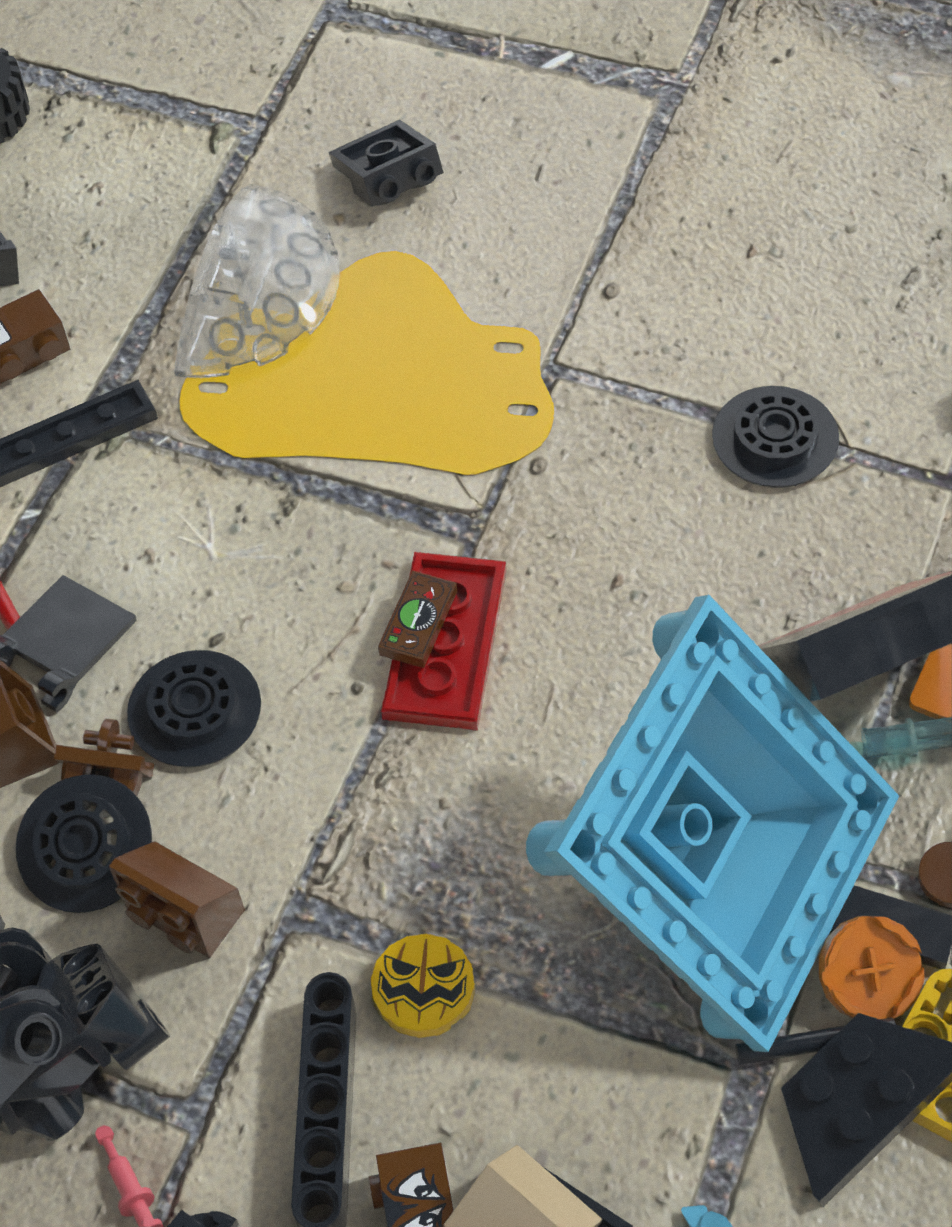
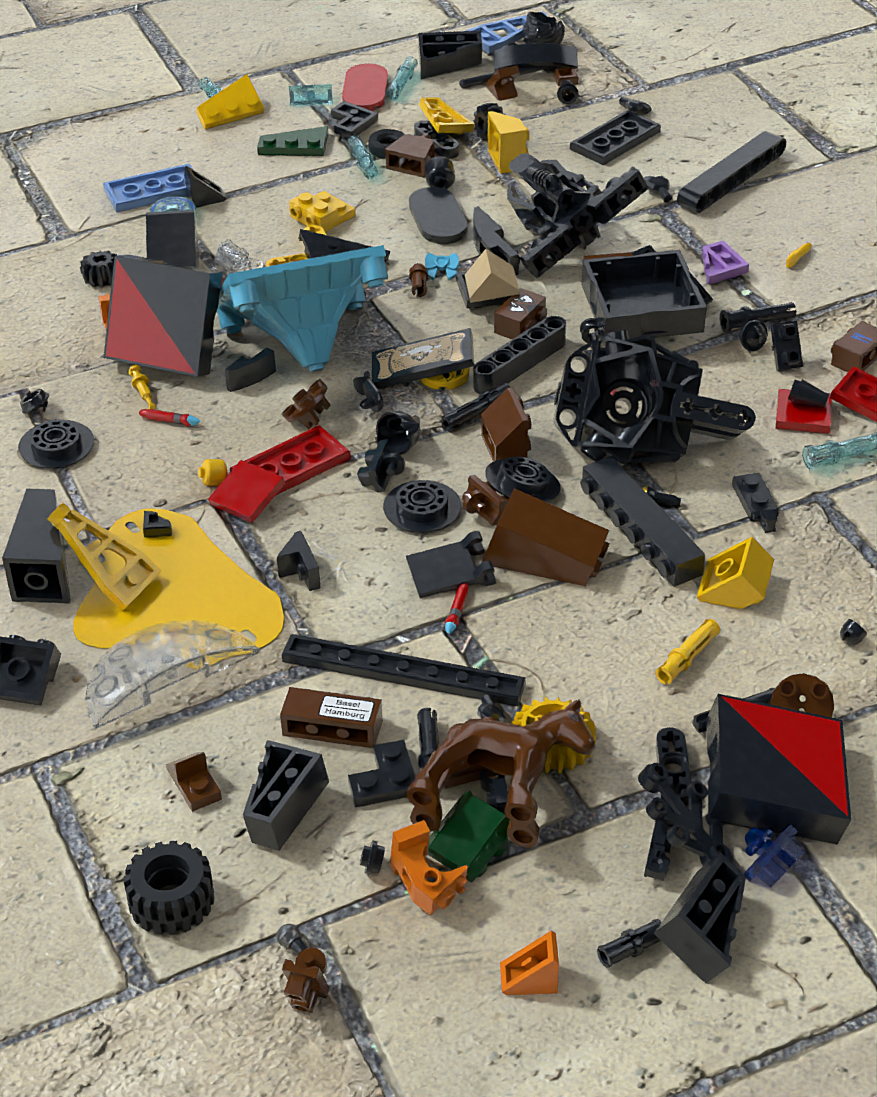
camera: 140 degrees left, 15 degrees down
(83, 205) = (194, 781): none -> reddish brown slope
(245, 499) = (298, 559): none -> black slope
(284, 958) = (472, 409): none -> black pin
(298, 711) = (380, 466): none -> black hips
(333, 785) = (400, 430): none -> black hat
(405, 311) = (120, 587): none -> yellow plate
(417, 619) = (296, 462): reddish brown tile -> none
(431, 535) = (246, 491): none -> red tile
(454, 953) = (423, 358): none -> tile
(455, 828) = (373, 396): none -> black piece
(490, 423) = (155, 525): none -> black tile
(517, 538) = (212, 472): none -> yellow piece
(523, 725) = (305, 404): none -> reddish brown plate
(544, 264) = (36, 552): none -> black slope
(670, 593) = (171, 417): none -> red piece
(697, 1174) = (418, 276): none -> reddish brown animal
(797, 596) = (141, 382): none -> yellow piece
(887, 458) = (34, 401): none -> black hat

